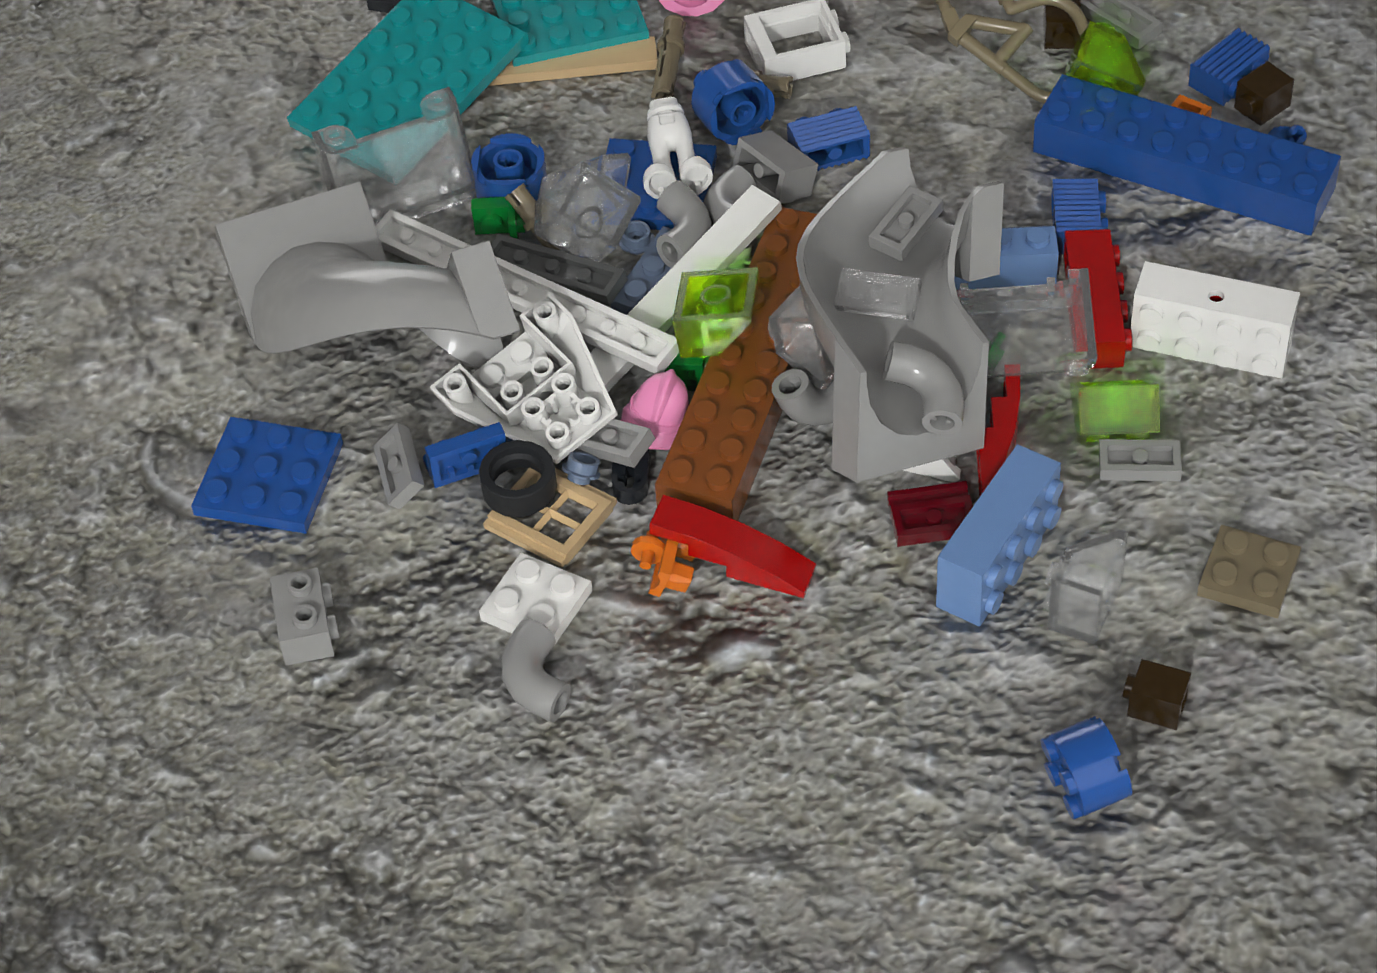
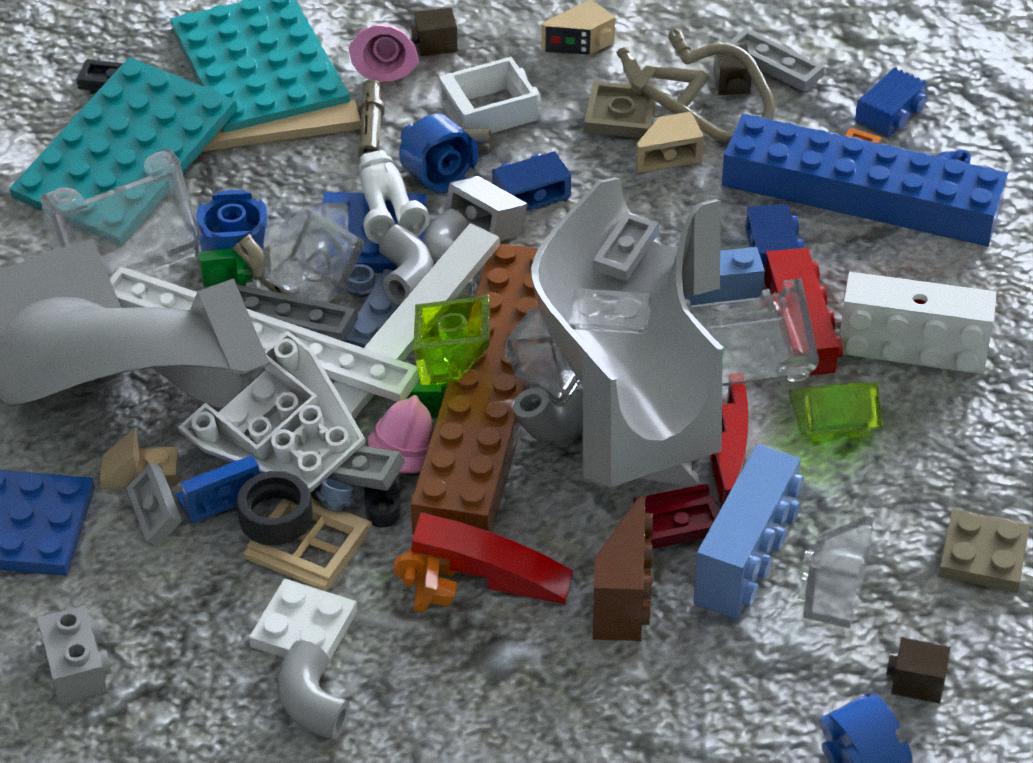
camera: 10 degrees left, 5 degrees down
(377, 417) = (127, 460): none -> tan slope
(861, 577) = (621, 578): none -> reddish brown slope
(932, 63) = (618, 111): none -> dark tan plate
(932, 380) = (672, 388): light grey cylinder -> none
(981, 102) = (670, 143): none -> tan slope
(1105, 59) = (782, 97): clear neon green slope -> none
(1140, 460) = (866, 454): light grey plate -> none
(1264, 93) = (926, 123): dark brown brick -> none

